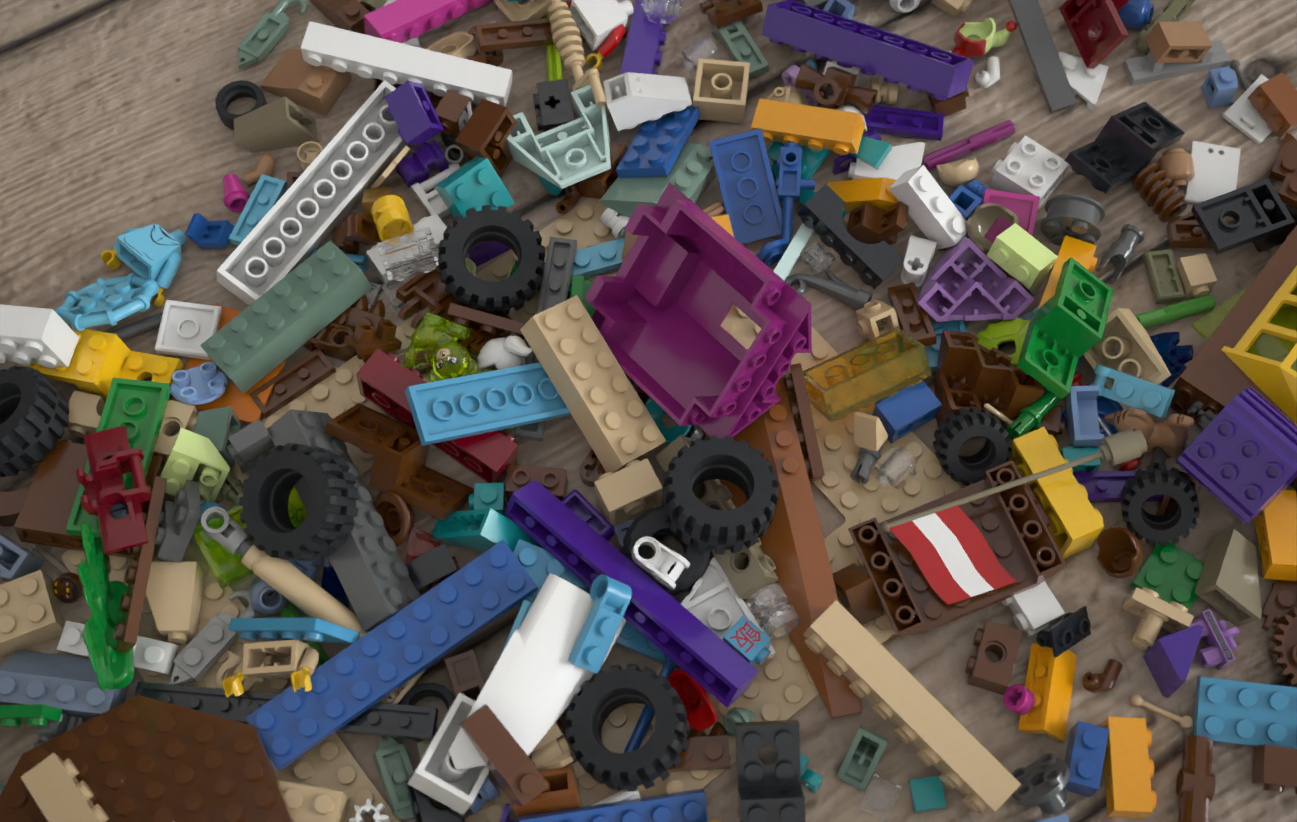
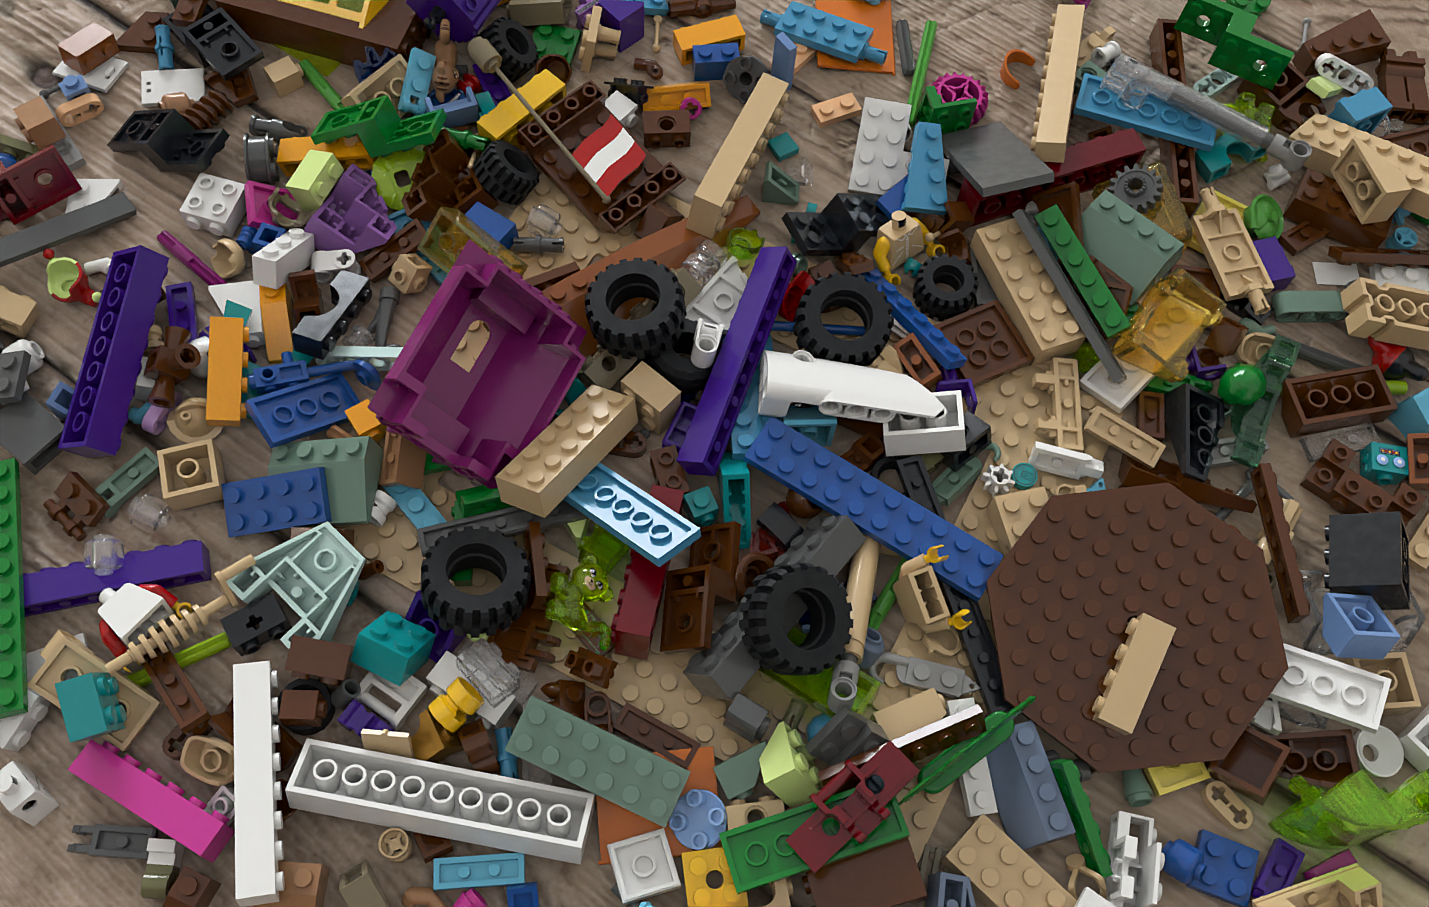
camera: 120 degrees left, 0 degrees up
(68, 587) = (941, 834): reddish brown tile -> none
(292, 629) = (895, 596): dark azure wing -> none
(413, 113) = (322, 735): dark purple brick -> none
(503, 353) = (564, 539): white hair -> none
(504, 756) = (920, 373): reddish brown slope -> none
(602, 623) = (783, 345): dark azure plate -> none
(644, 97) = (226, 528): white slope -> none
(712, 791) = (854, 263): none -> reddish brown plate
(748, 641) = (738, 268): dark azure brick -> none
(788, 672) = (744, 243): none -> clear neon green hair
(868, 431) = (524, 241): tan slope -> none
(1163, 276) = (289, 97): olive plate -> none
(1199, 87) = (79, 110): none -> light nougat beam
(1257, 173) = (164, 47): none -> dark azure pin

